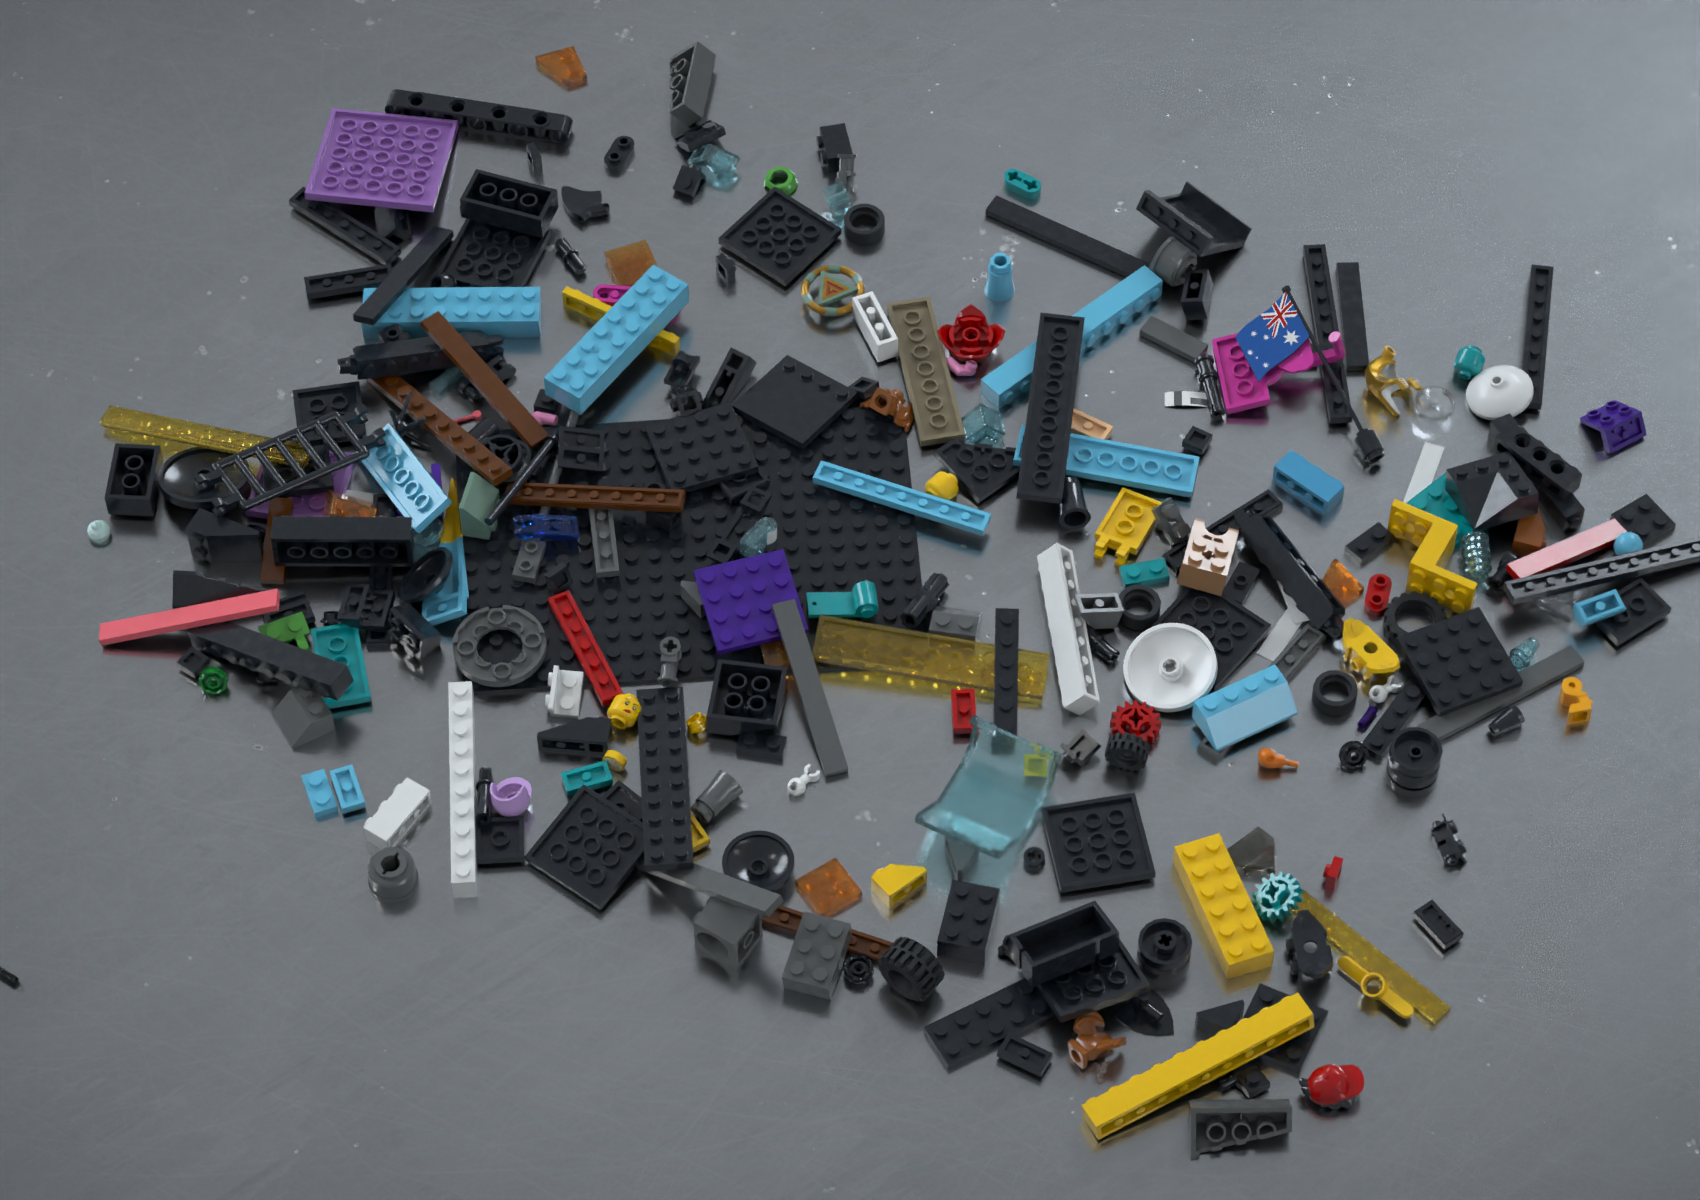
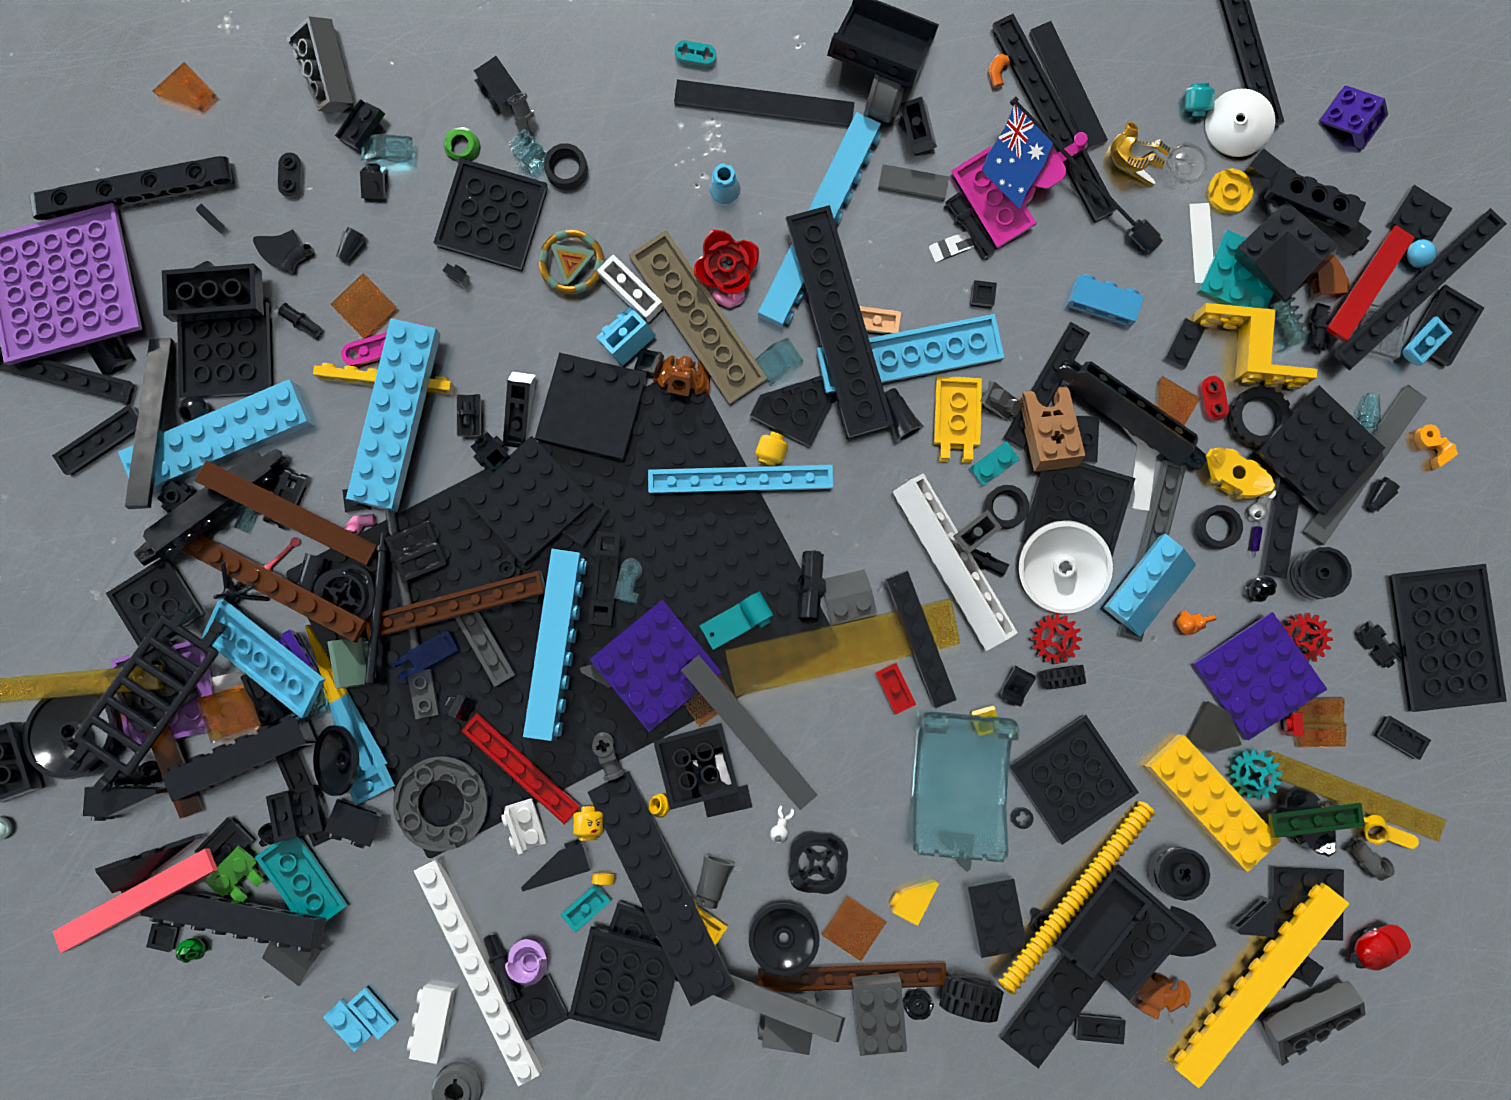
camera: 25 degrees left, 30 degrees up
(644, 216) = (349, 244): none -> black cone
(667, 556) = (554, 645): none -> medium azure brick
(805, 823) = (800, 879): none -> black piece
(854, 360) = (626, 335): none -> medium azure brick
(999, 943) = (1077, 897): none -> yellow piece
(1295, 277) = (997, 65): none -> orange arm
(1313, 940) = (1316, 820): none -> dark green plate
(1318, 821) = (1260, 676): none -> dark purple plate
(1358, 1011) = (1371, 859): none -> dark grey connector
(1362, 883) = (1323, 723): none -> clear orange slope
(1377, 807) = (1303, 628): none -> red gear
(1467, 443) = (1230, 191): none -> yellow tile
(1519, 859) = (1448, 638): none -> black plate

